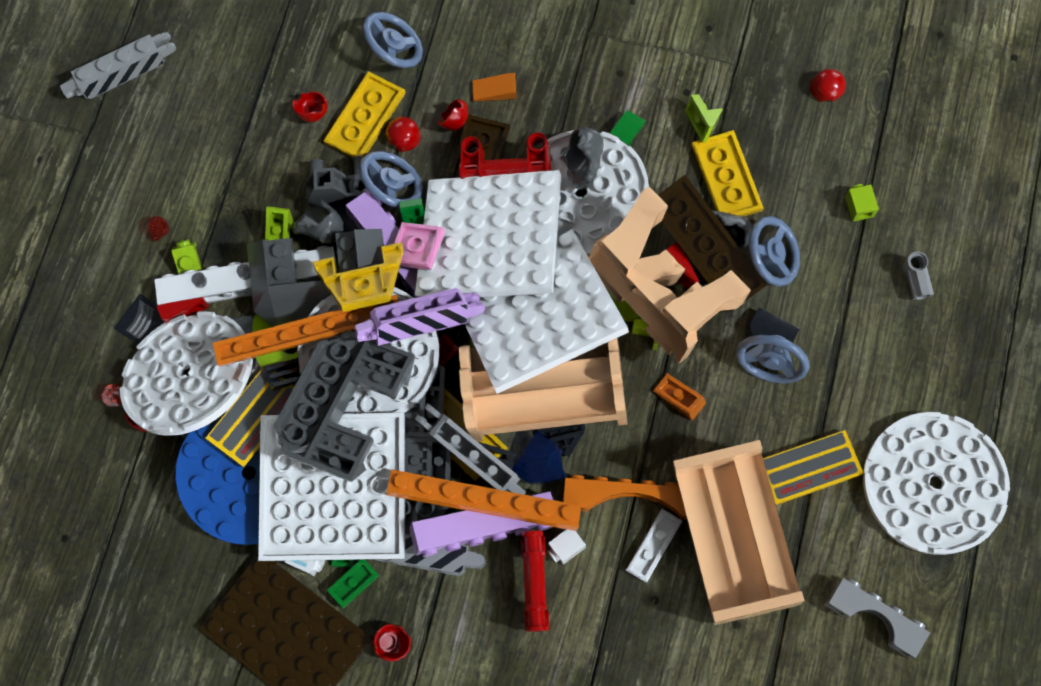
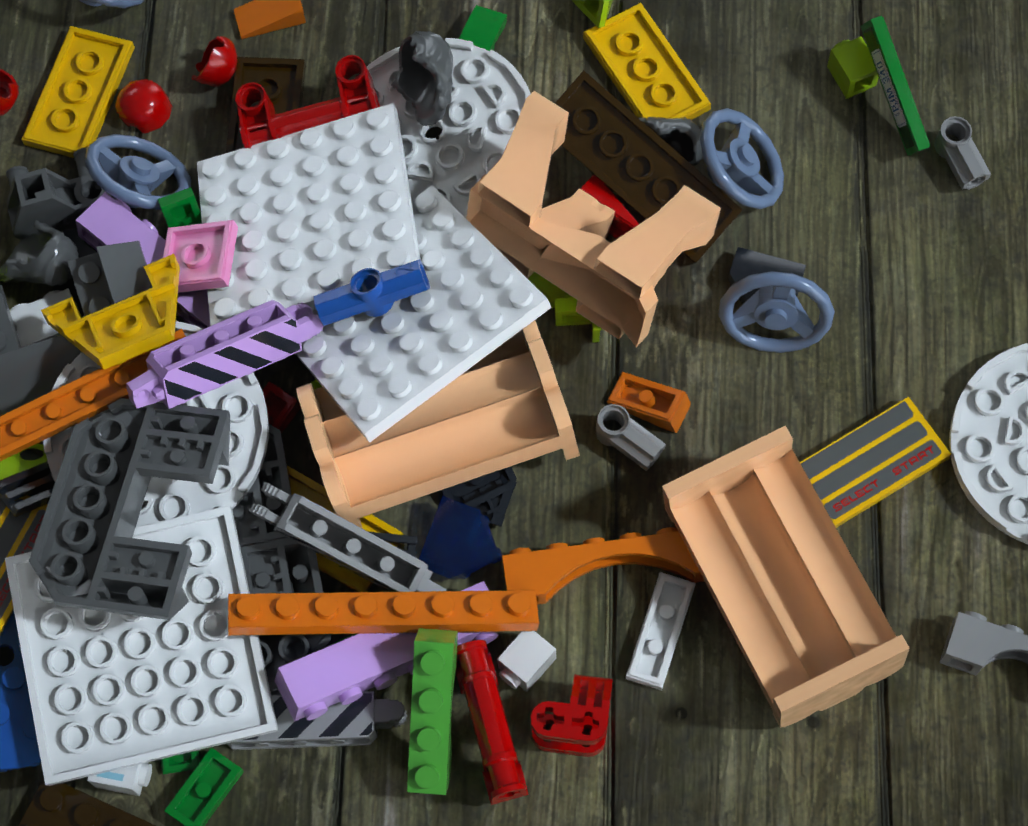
camera: 15 degrees left, 5 degrees down
(500, 568) = (431, 711): none -> bright green arch
(518, 296) = (371, 292): none -> blue piece
(597, 585) = (586, 710): none -> red piece
(662, 420) = (631, 439): none -> light grey piece
(885, 223) = (895, 85): none -> green tile

